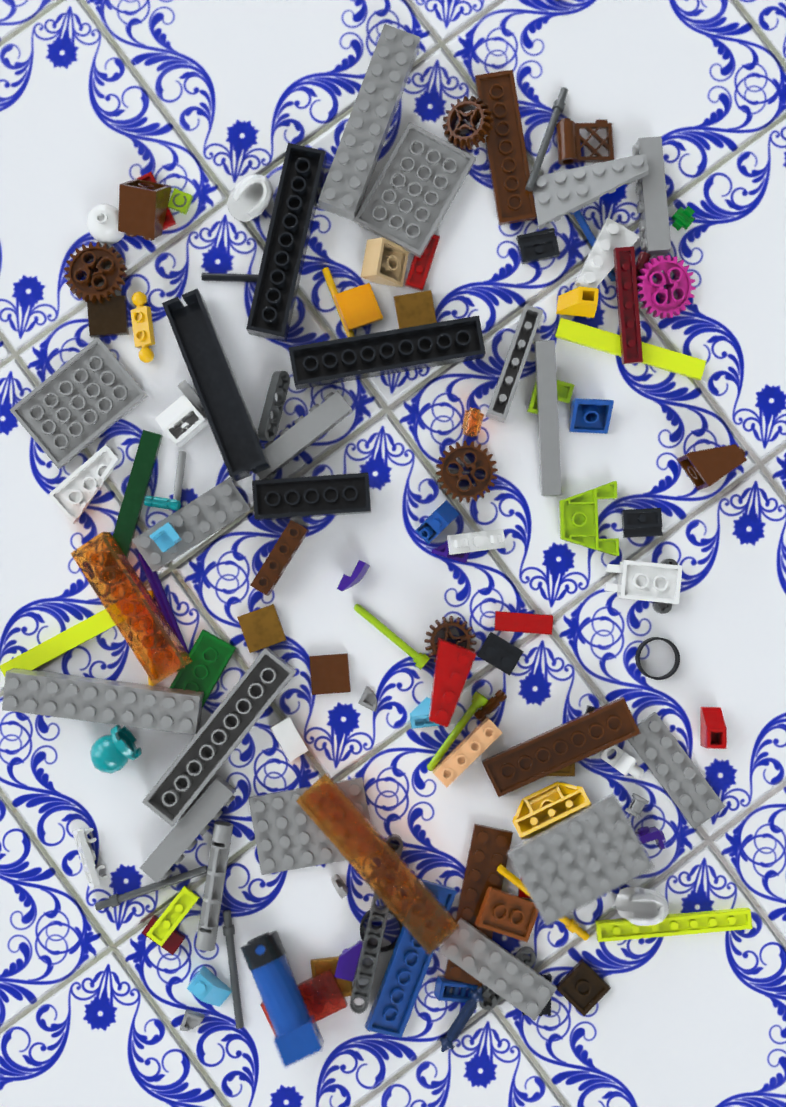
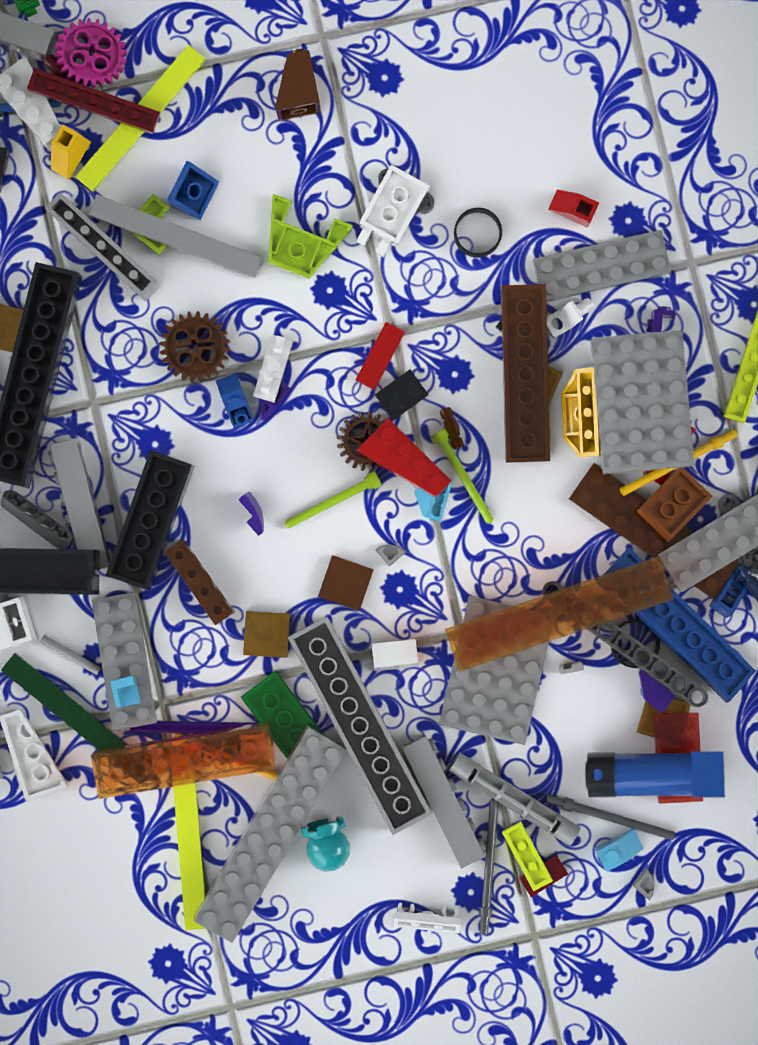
camera: 65 degrees left, 0 degrees up
(162, 503) = (87, 682): teal axle -> none
(467, 751) = (488, 472): light nougat brick -> none
(472, 422) = (145, 318): clear orange brick -> none
(636, 805) = (621, 321): light grey bush -> none
(641, 906) = (725, 361): white hair -> none
(642, 522) = (329, 186): black plate -> none

